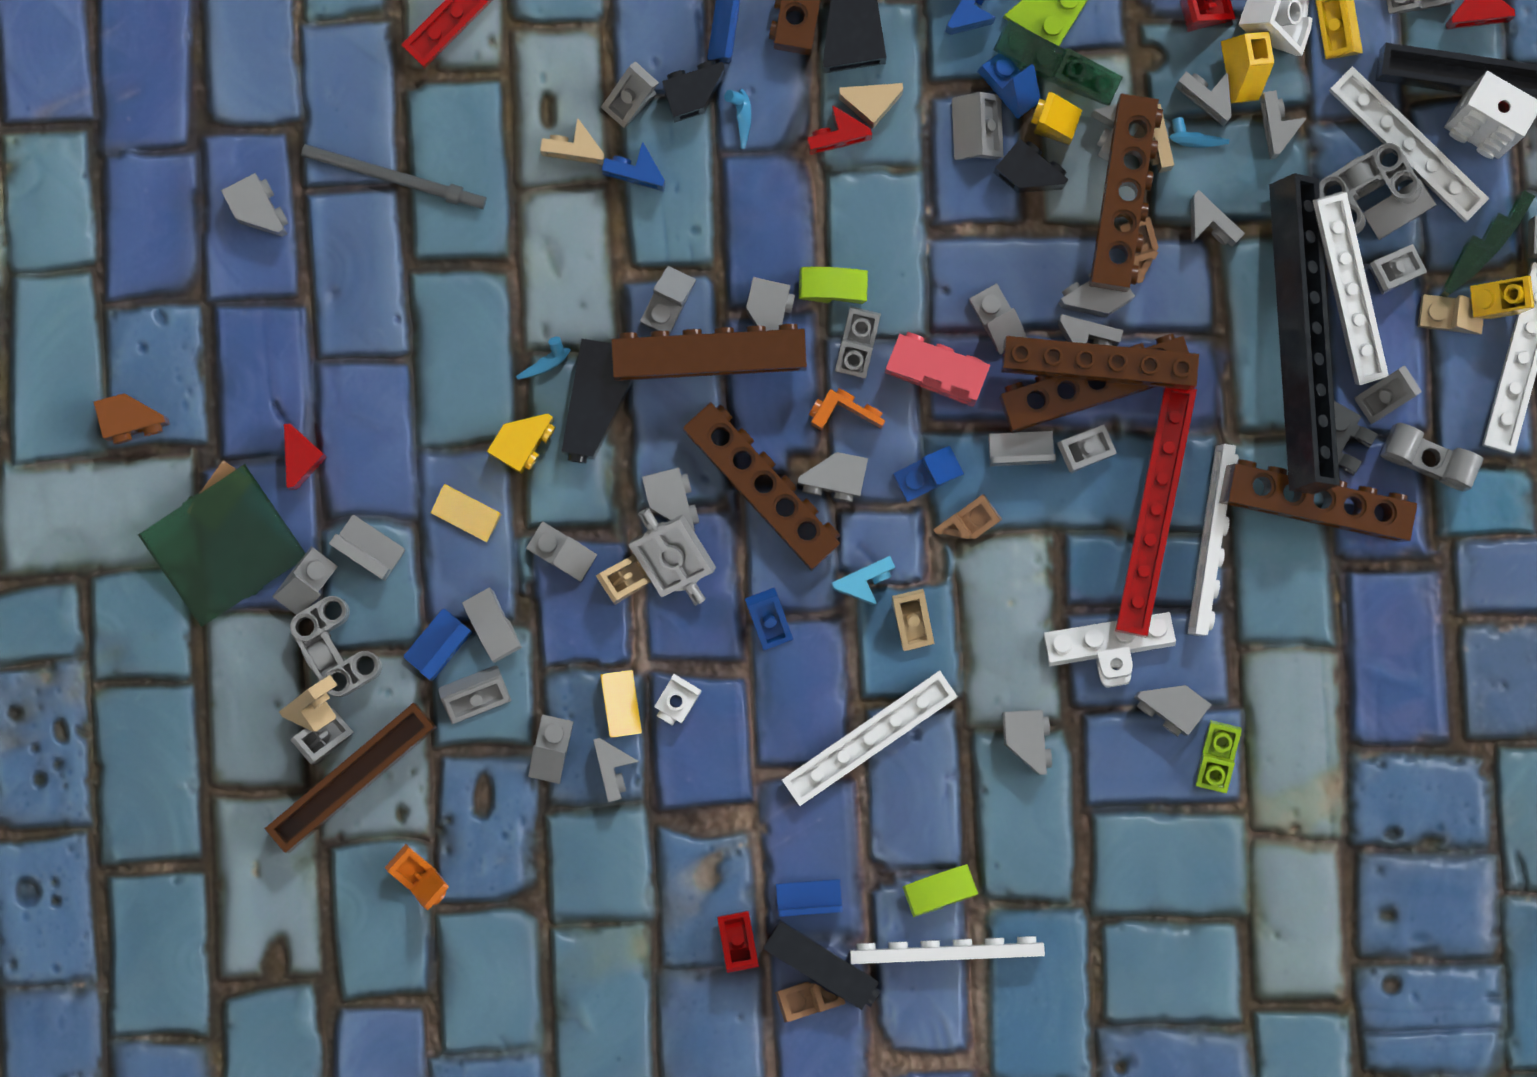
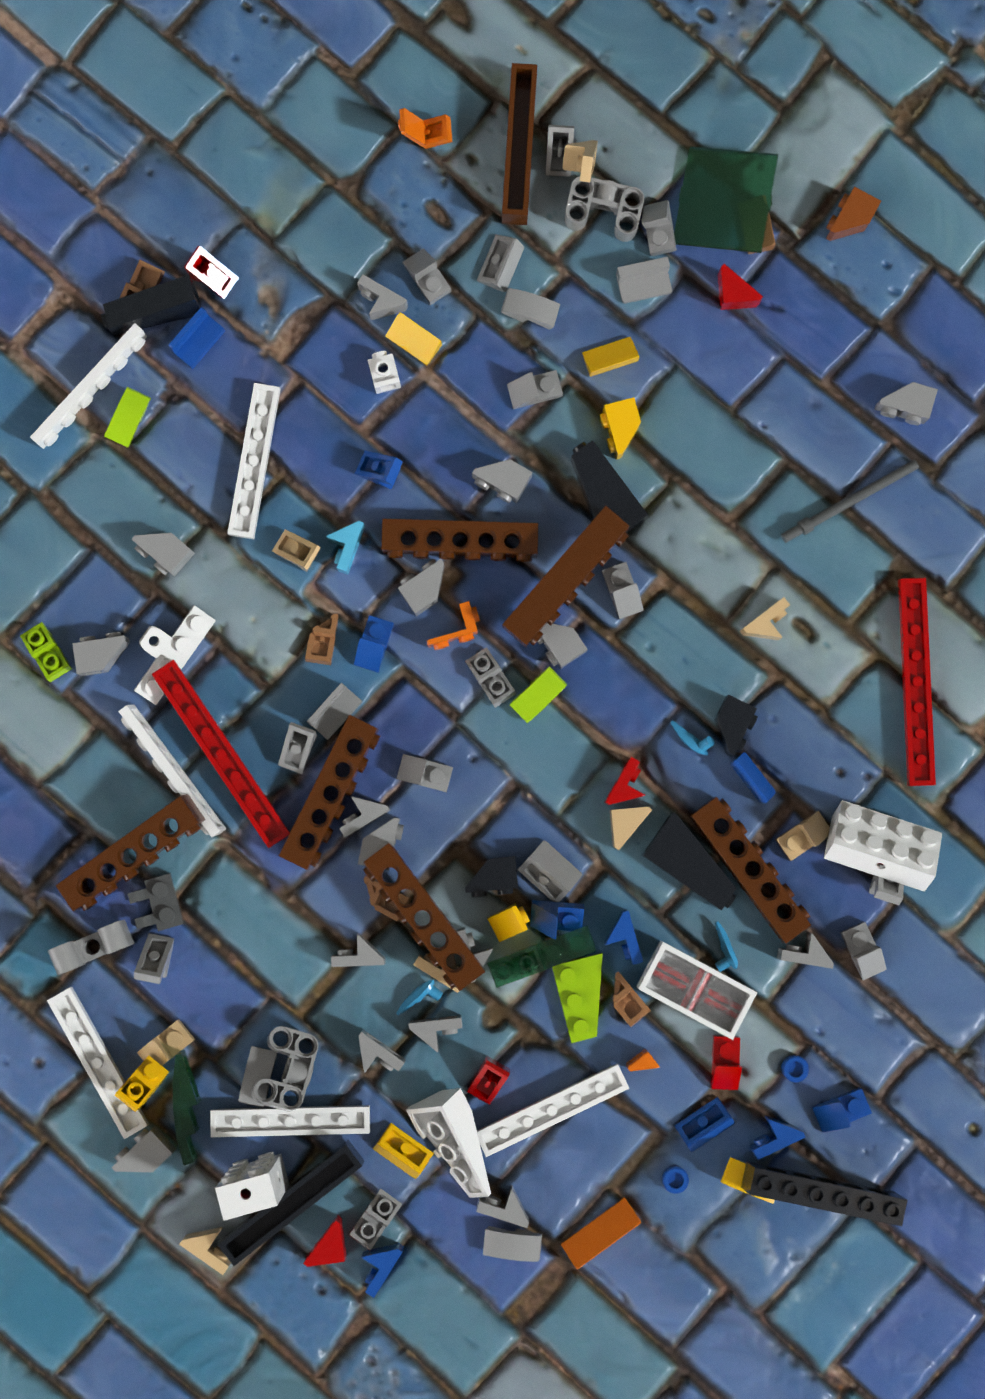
camera: 135 degrees right, 0 degrees up
(437, 644) = (549, 268): blue panel -> none
(548, 362) = (652, 495): dark azure bar -> none
(623, 579) = (483, 408): tan slope -> none
(630, 95) = (766, 683): light grey slope -> none
(643, 174) = (712, 648): blue slope -> none
(672, 556) = (469, 446): light grey plate -> none
(937, 368) = (429, 707): coral wedge -> none
(1100, 363) = (336, 802): reddish brown brick -> none
(1248, 65) = (430, 1069): yellow slope -> none
(1304, 336) = (235, 940): black brick -> none
(1350, 288) = (237, 998): white plate -> none
(1397, 268) = (222, 1039): light grey slope -> none

